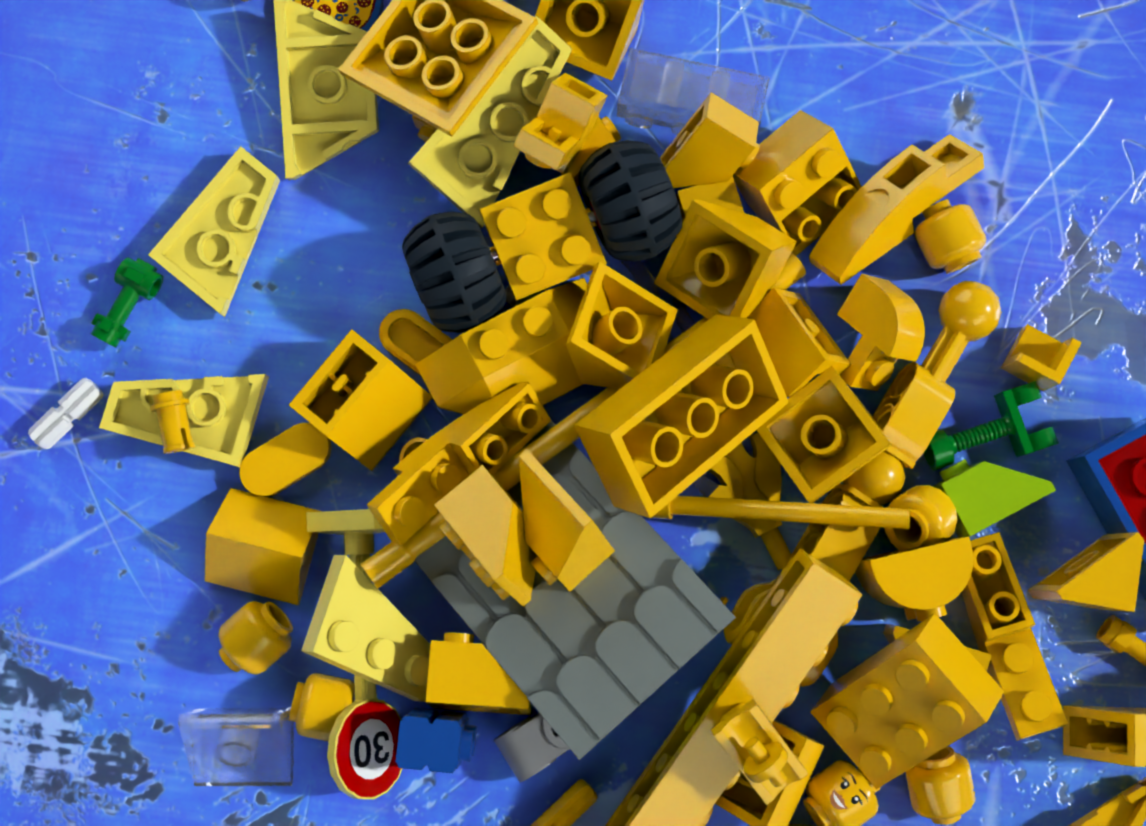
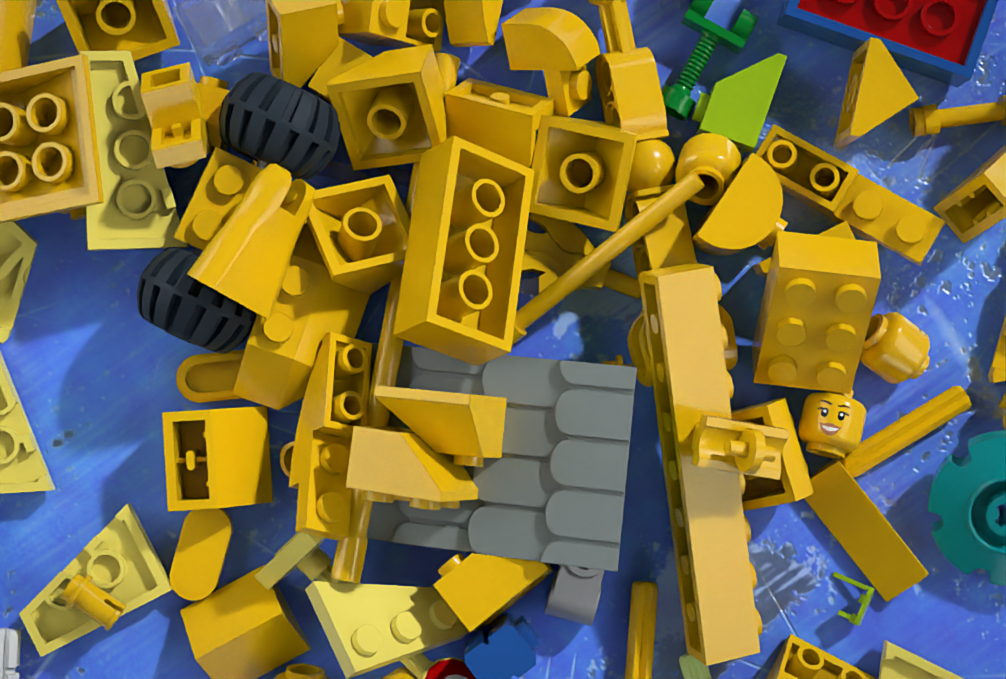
camera: 50 degrees left, 5 degrees up
(537, 265) = (257, 241): none -> yellow piece

